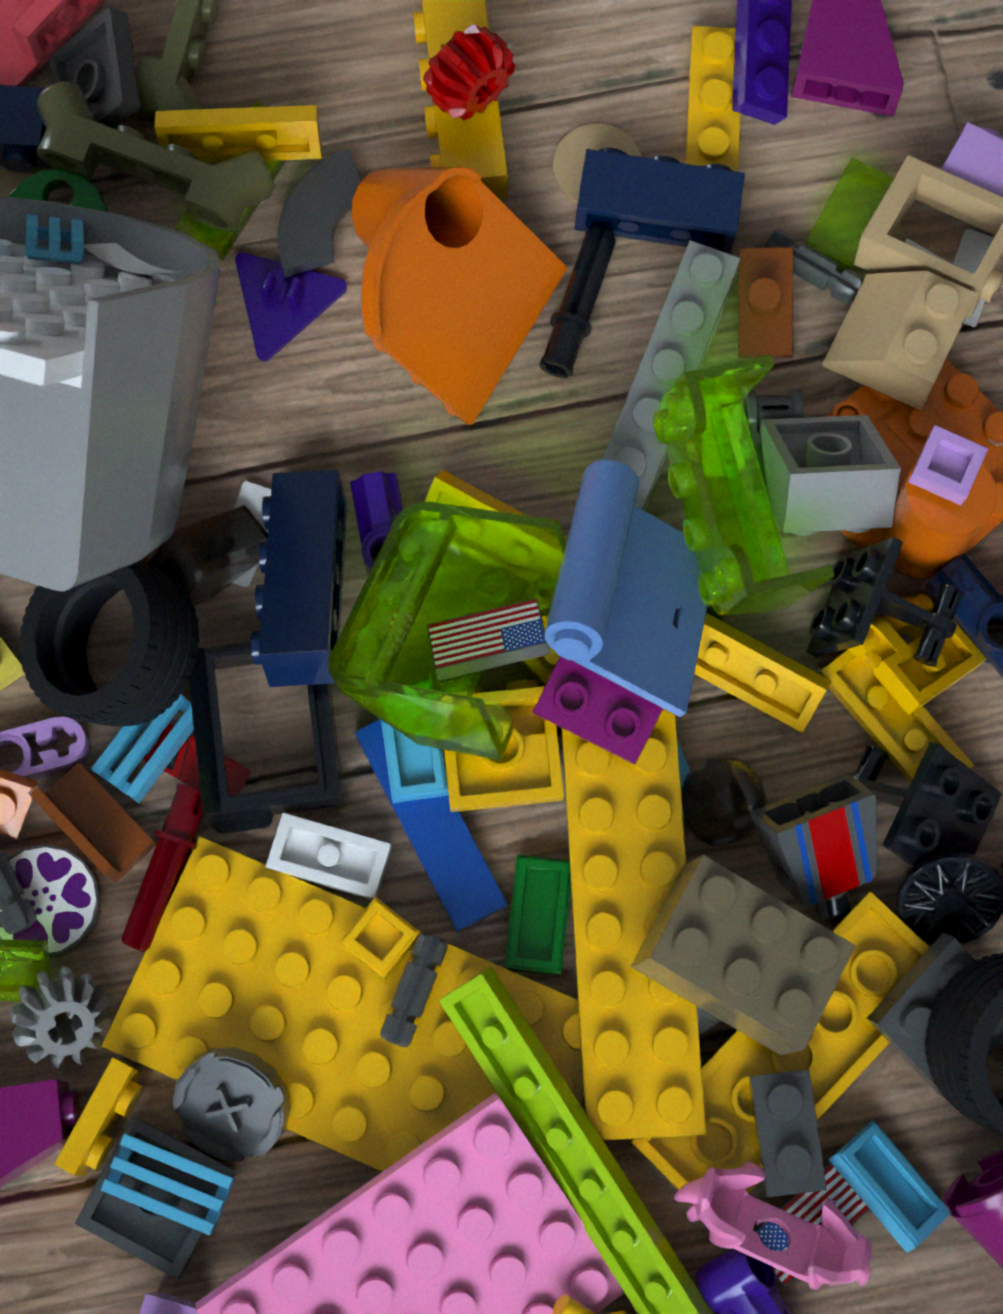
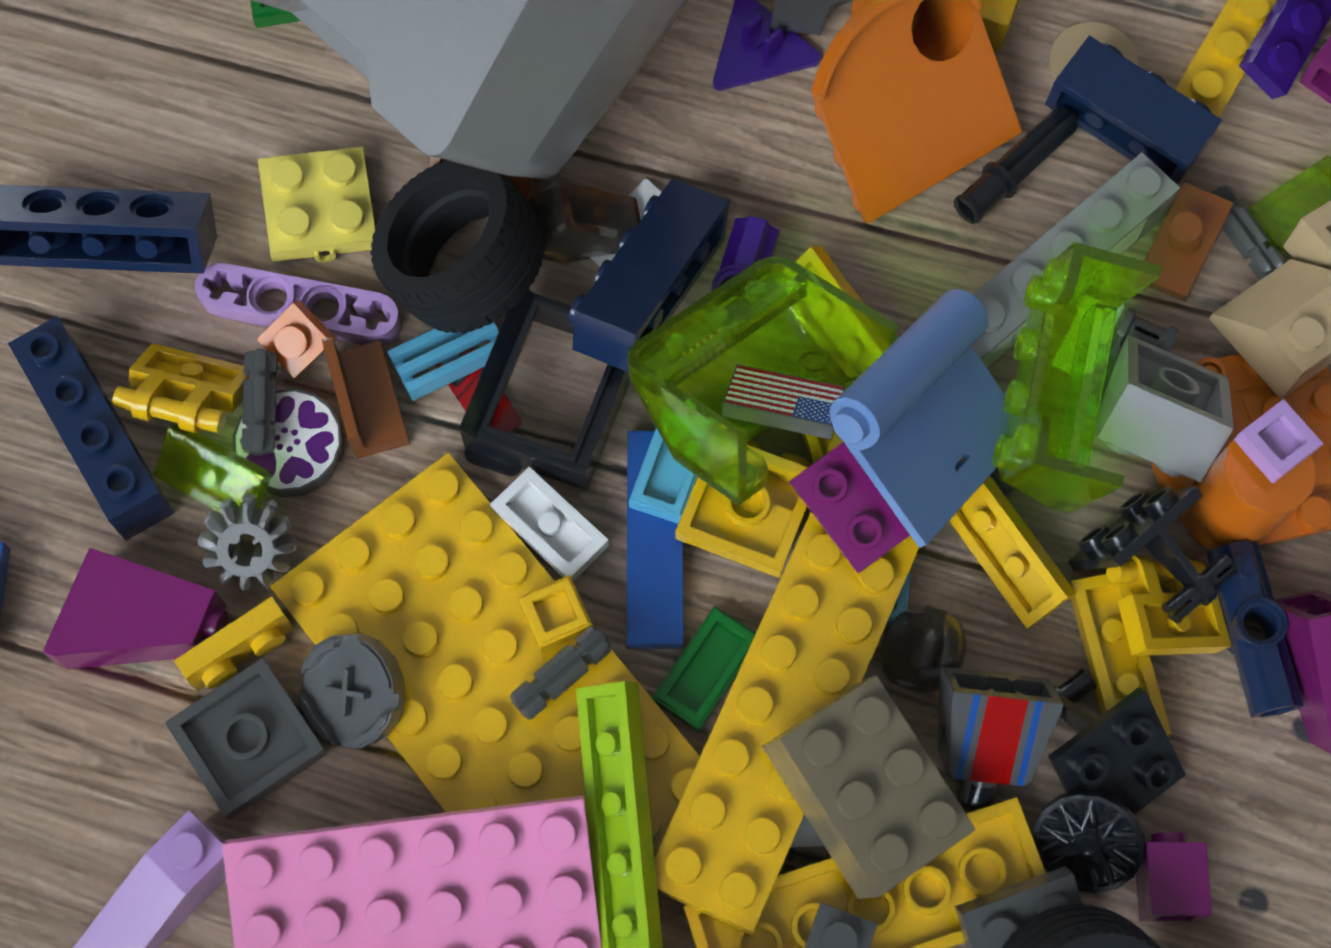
camera: 25 degrees right, 5 degrees down
(121, 1166) = (231, 693): medium azure tile -> none
(164, 867) = (404, 464): dark red axle -> none

